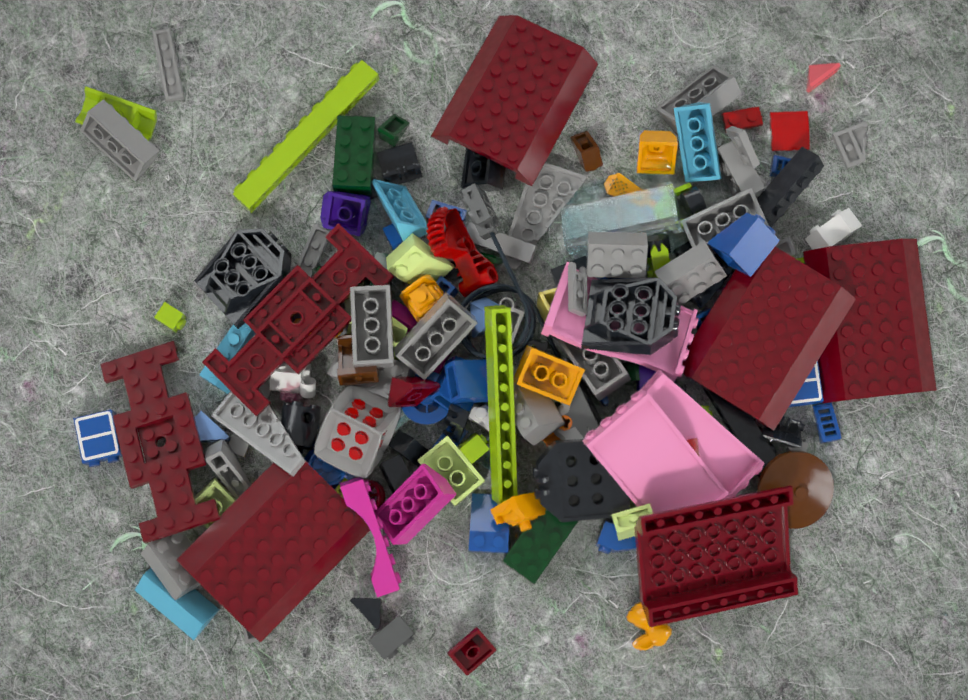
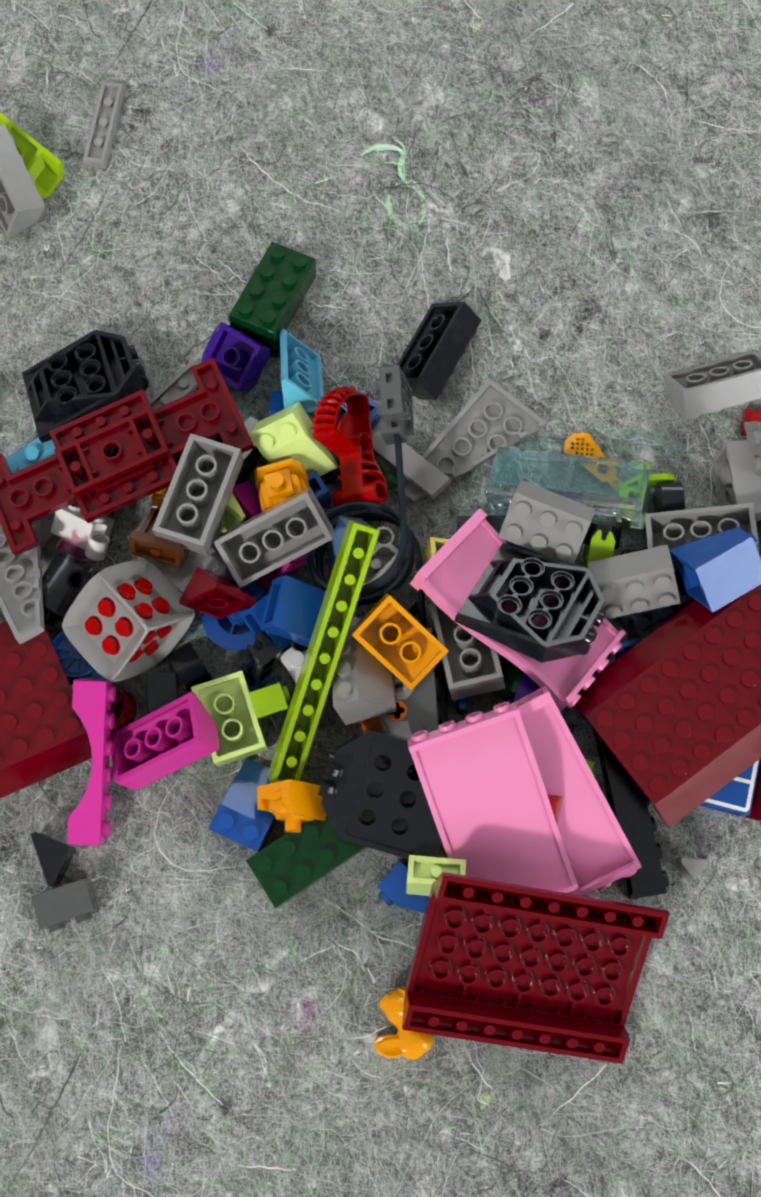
camera: 20 degrees right, 5 degrees down
(305, 136) = (224, 256): lime brick -> none
(393, 129) = (331, 285): dark green slope -> none
(399, 164) = (324, 328): black hinge -> none
(471, 651) = (159, 964): dark red slope -> none
(517, 96) = (499, 298): dark red slope -> none
(577, 290) = (478, 547): light grey hinge -> none
(587, 151) = (558, 393): reddish brown slope -> none
(657, 152) = (645, 424): light orange brick -> none
(697, 142) = (702, 427): medium azure slope -> none
(787, 434) = (688, 843): black hinge -> none
(810, 481) = (694, 920): reddish brown dish -> none
(835, 428) = (752, 855): blue slope -> none

